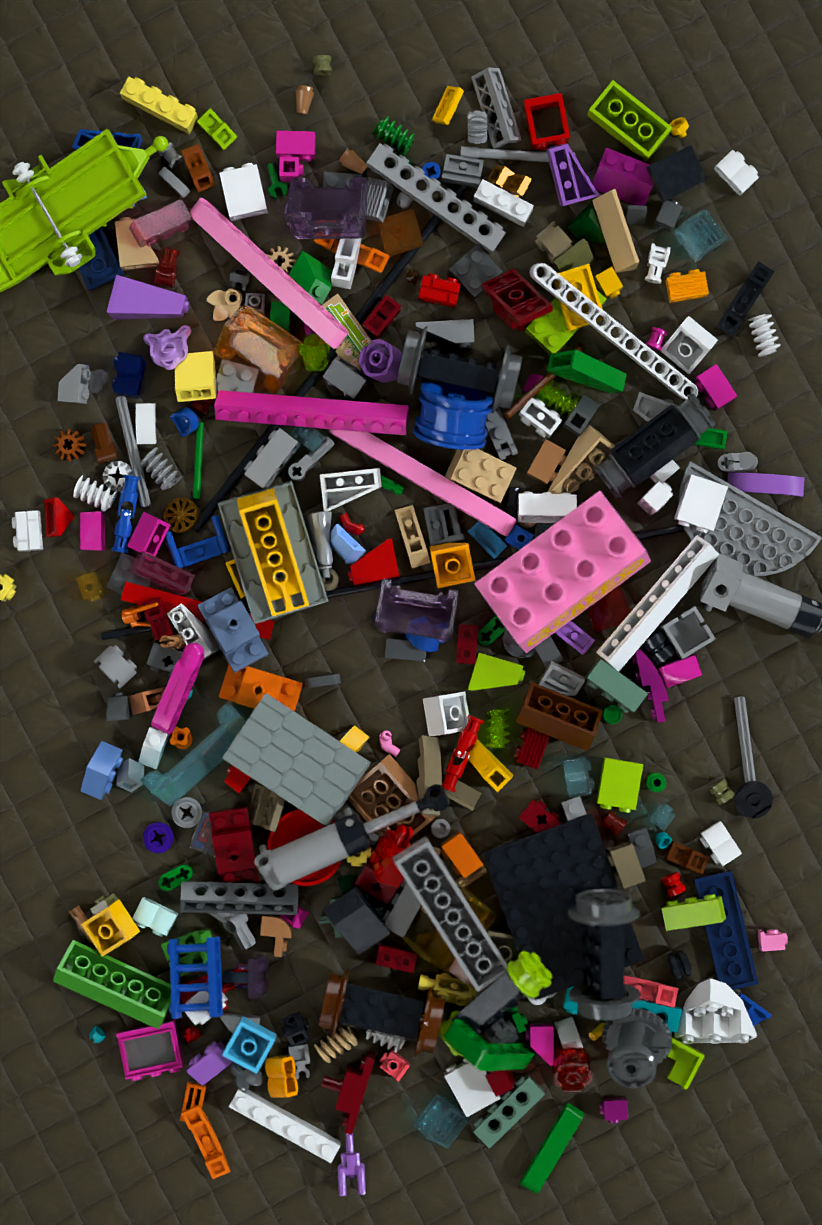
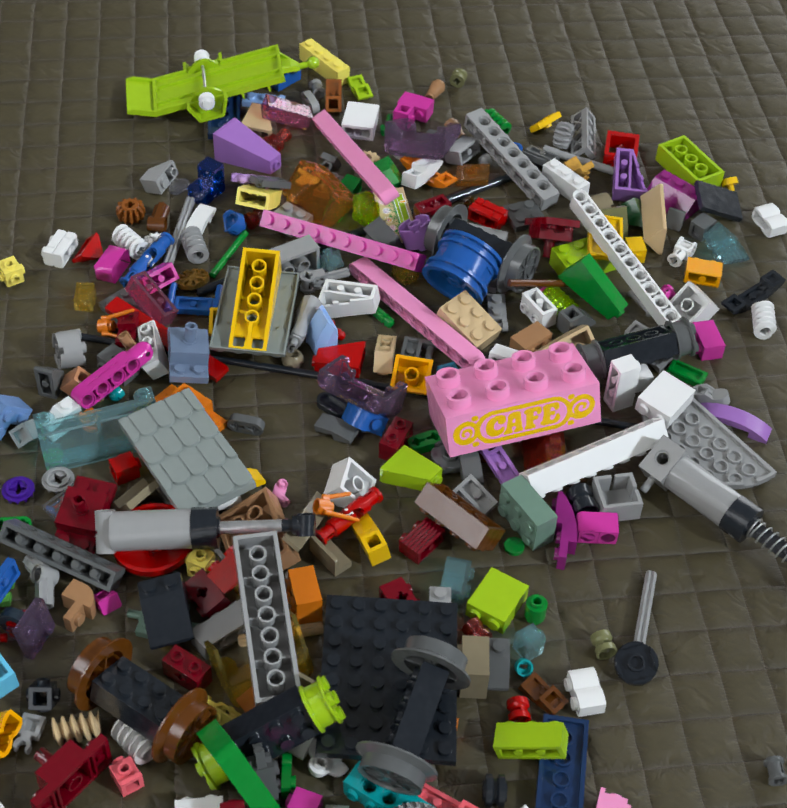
camera: 20 degrees right, 40 degrees down
(199, 355) = (270, 182): none -> dark grey plate
(442, 761) = (325, 507): none -> orange plant
(497, 728) = (393, 512): clear neon green piece -> none

